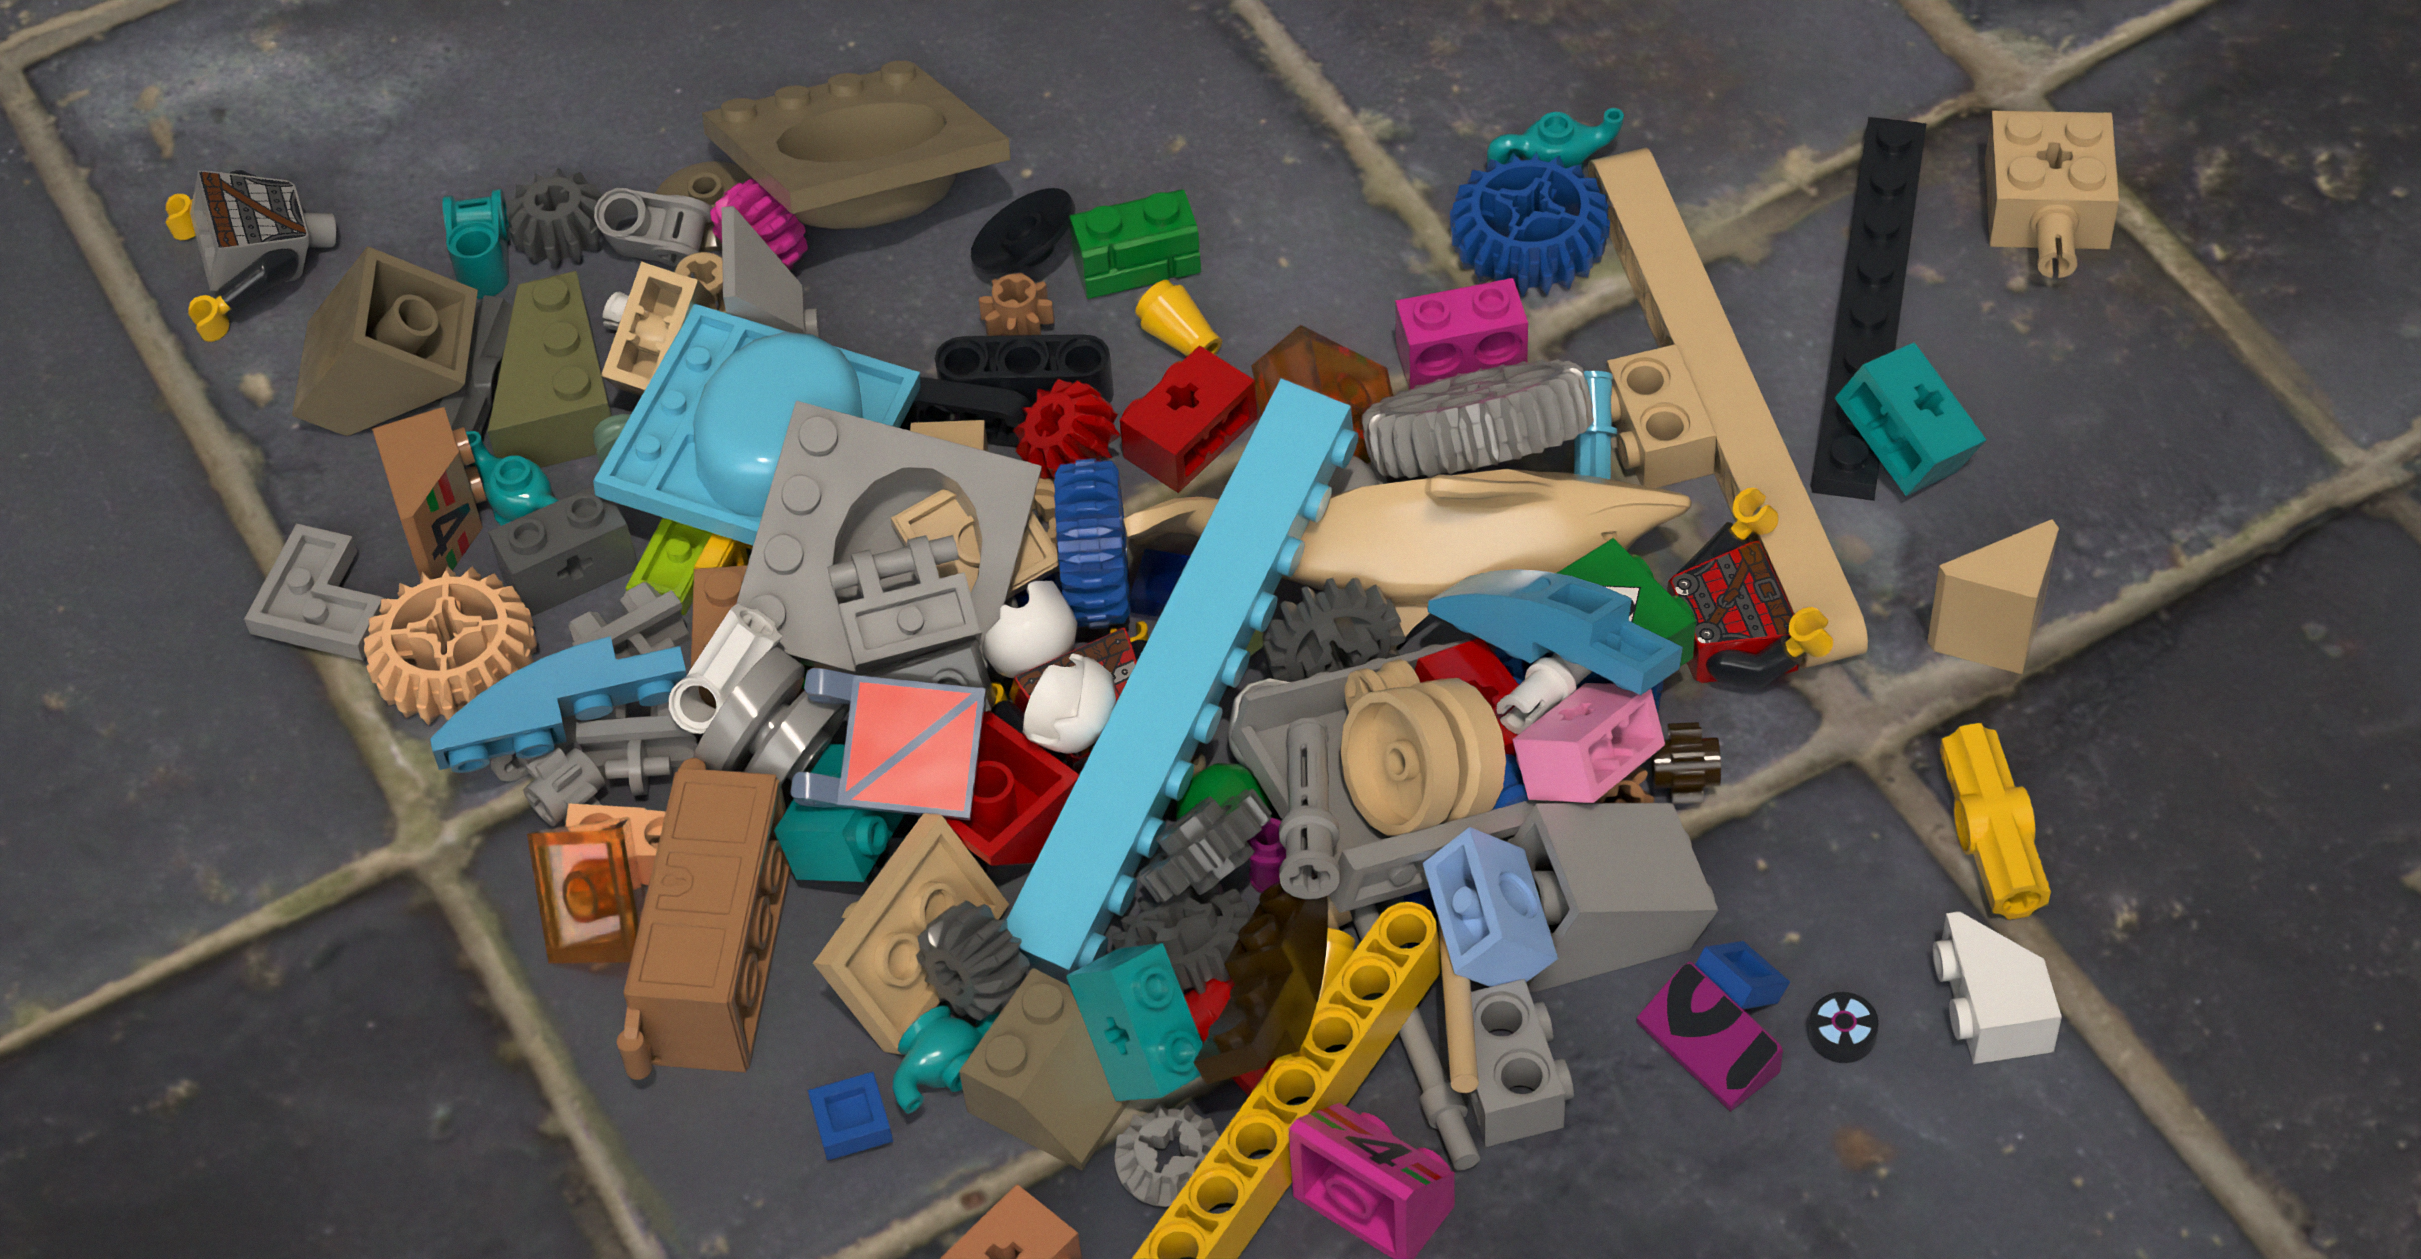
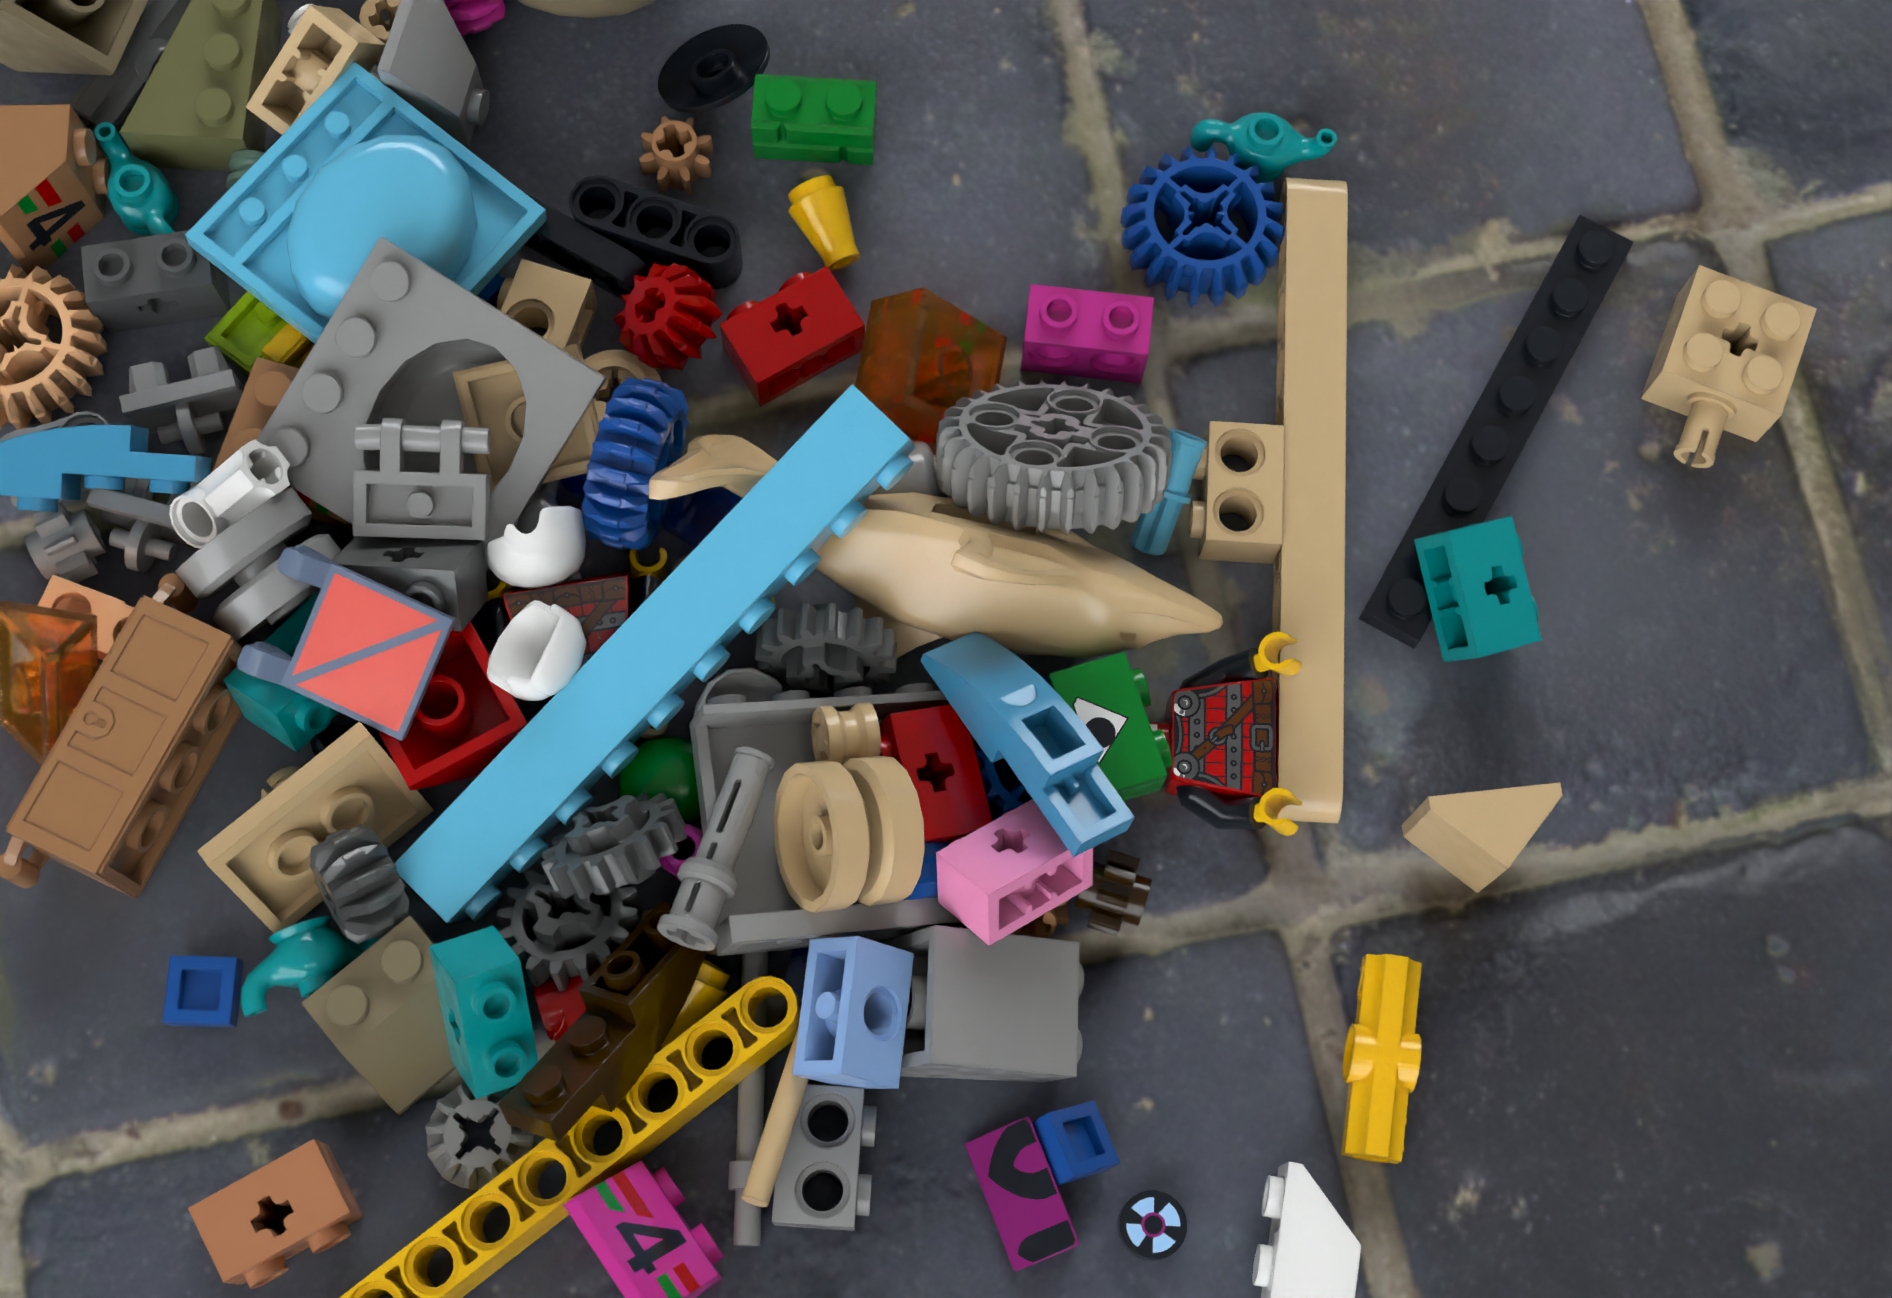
camera: 10 degrees right, 20 degrees up
(1544, 687) = (984, 797): white pin -> none

